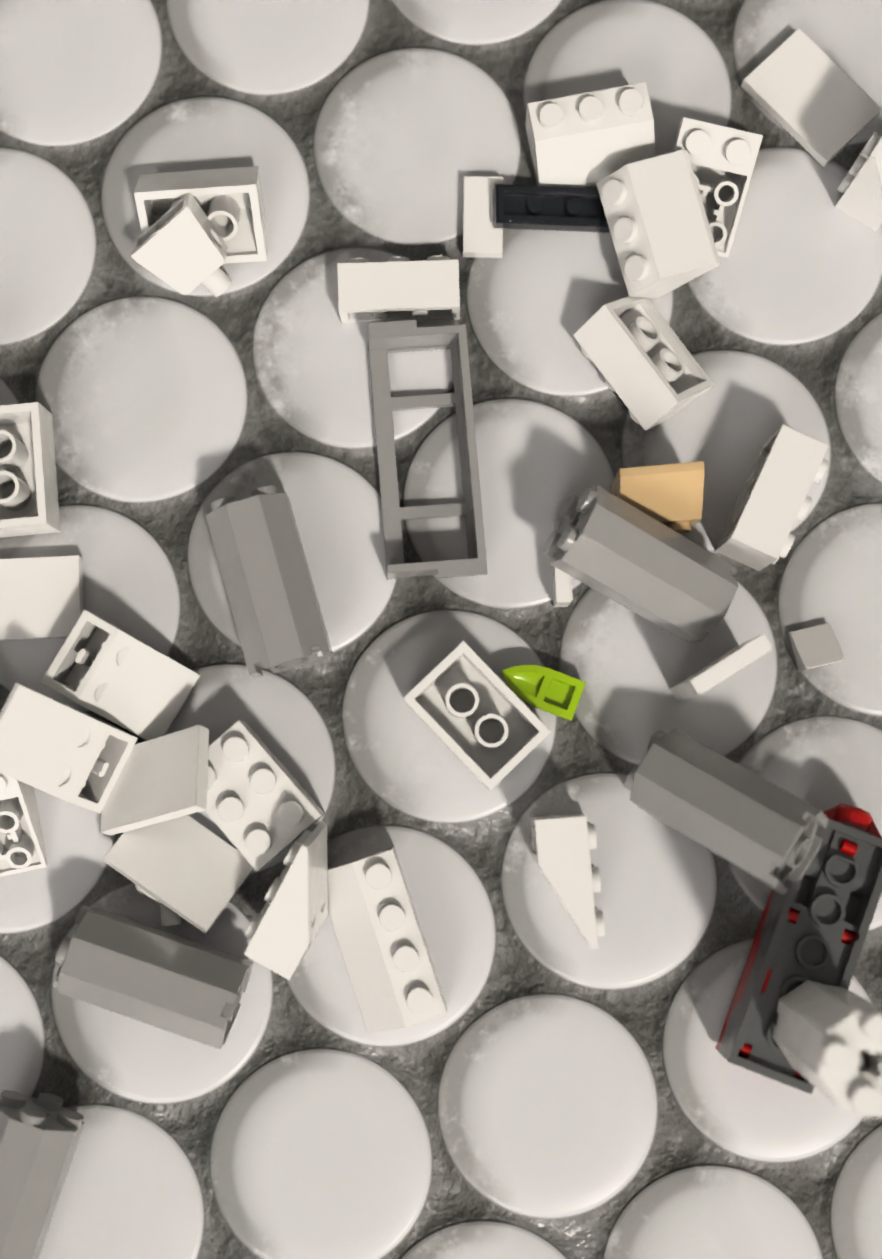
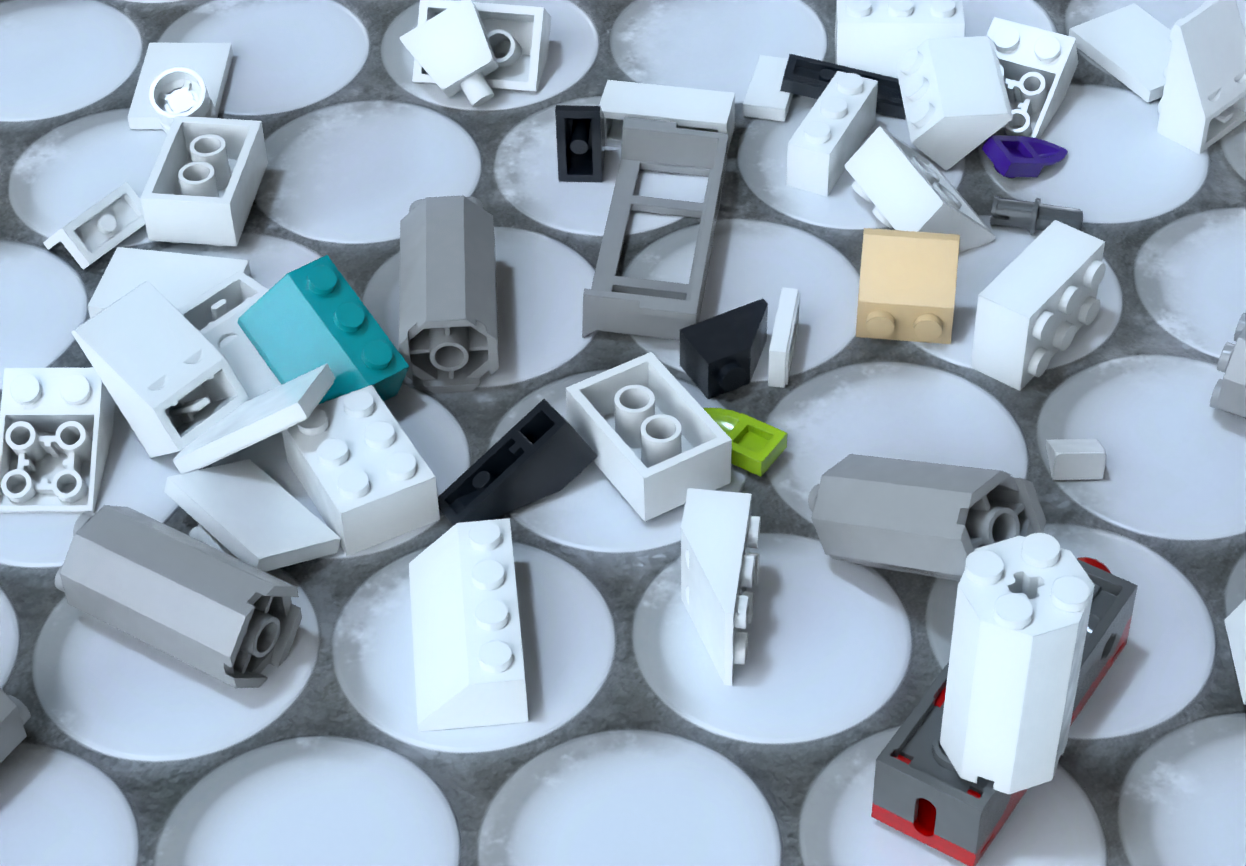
camera: 10 degrees right, 40 degrees down
(182, 676) = (320, 320): none -> teal slope
(293, 906) = (375, 543): white slope -> none
(331, 347) = (580, 143): none -> black slope
(377, 769) = (520, 468): none -> black slope
(516, 590) = (725, 348): none -> black slope
(553, 285) = (831, 133): none -> white brick
(641, 564) = (872, 315): light grey brick -> none
(721, 668) = (947, 405): white tile -> none
(728, 279) = (1021, 155): none -> dark purple plate
(746, 357) = (1032, 214): none -> dark grey axle

